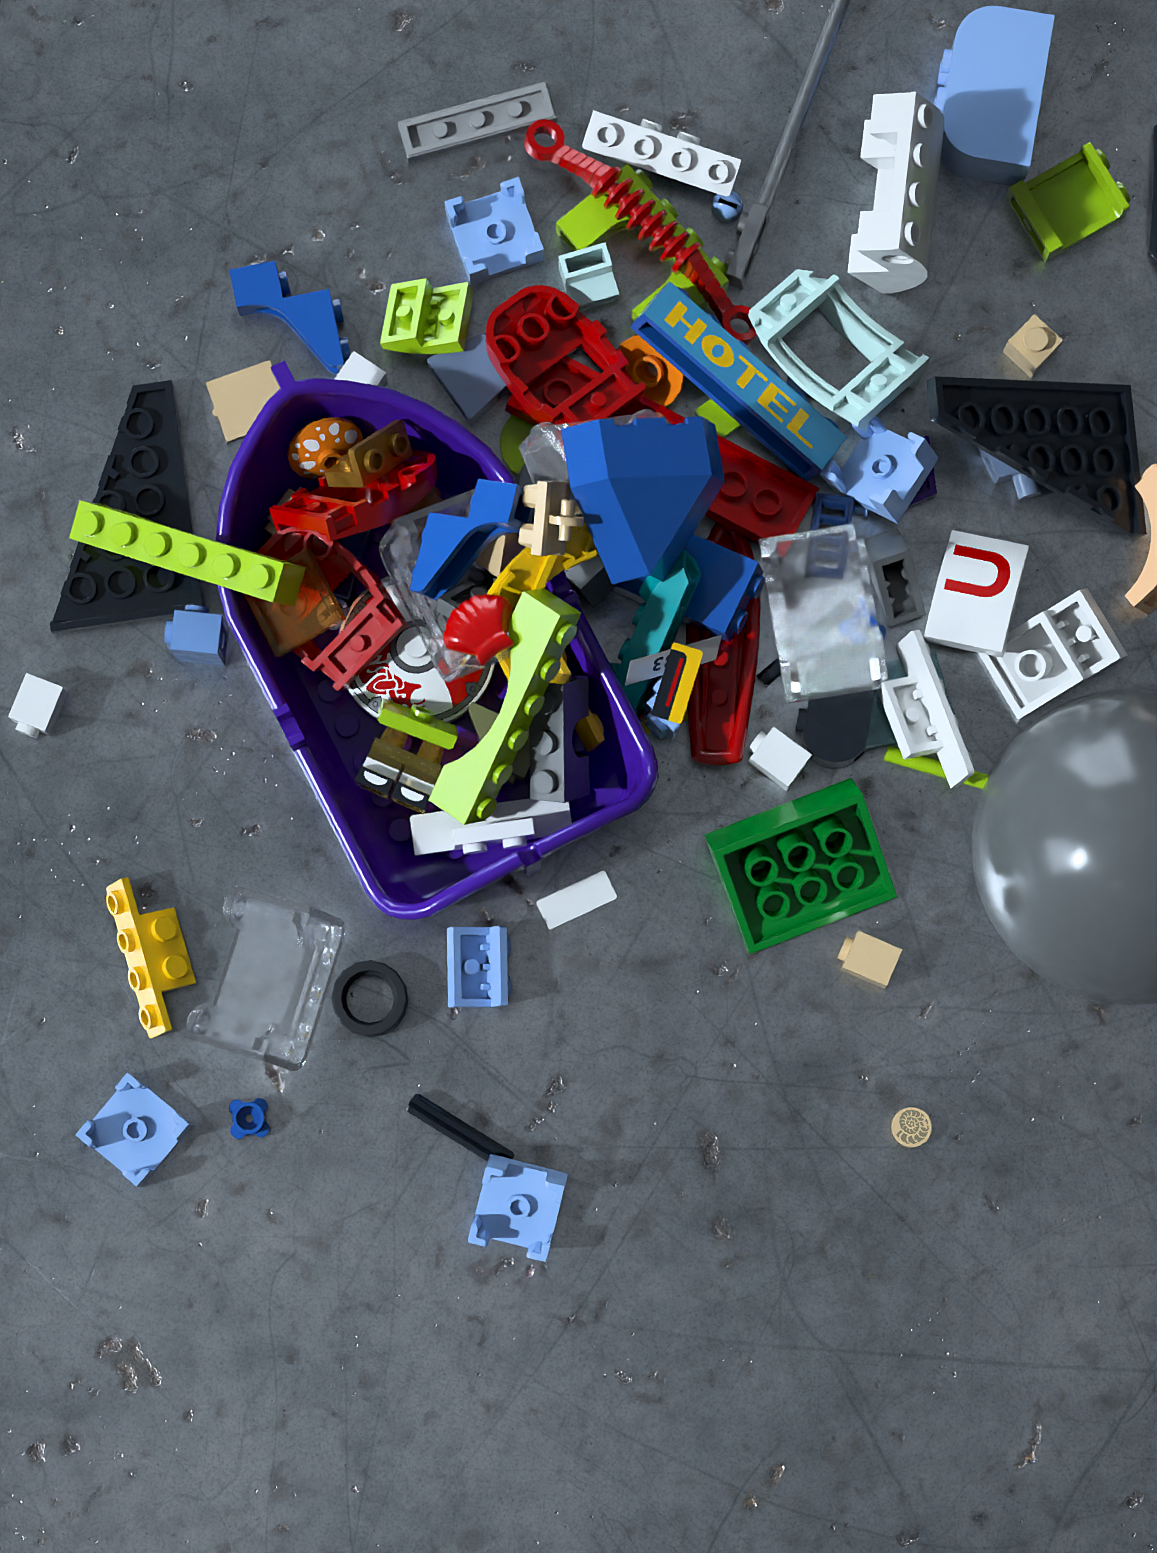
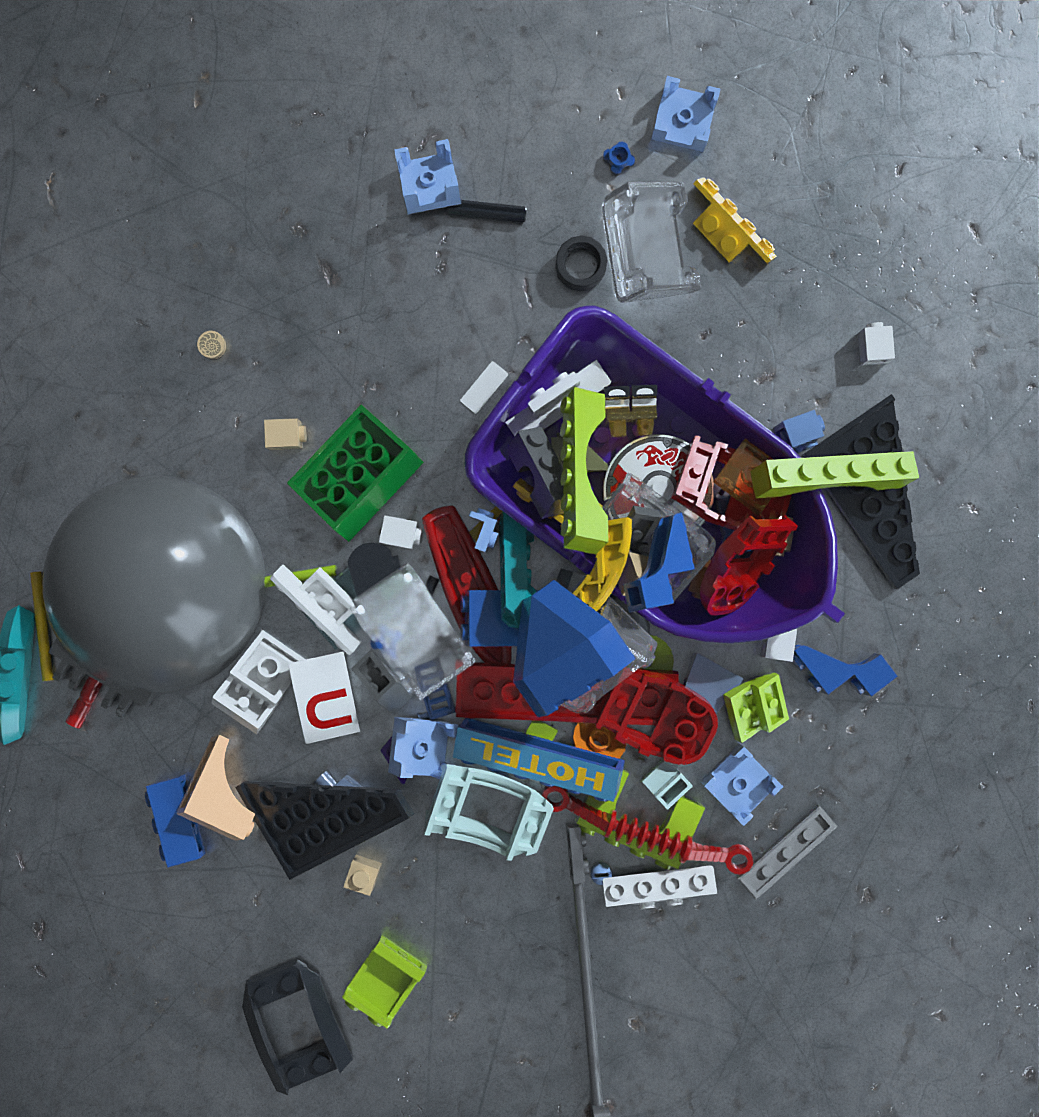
camera: 145 degrees right, 5 degrees up
(241, 398) = (850, 599): tan piece -> none
(321, 444) = (780, 587): orange dish -> none
(371, 457) = (748, 591): pearl gold bracket -> none
(418, 723) = (635, 439): lime plate -> none
(478, 967) = (524, 314): light blue bracket -> none
(479, 627) = (624, 506): red animal -> none
(551, 519) = (612, 599): tan hips -> none
(655, 664) = (493, 557): white sticker -> none
(677, 683) = (483, 541): sticker -> none
(897, 235) = (501, 964): white slope -> none
(993, 93) = (464, 1031): light blue brick -> none

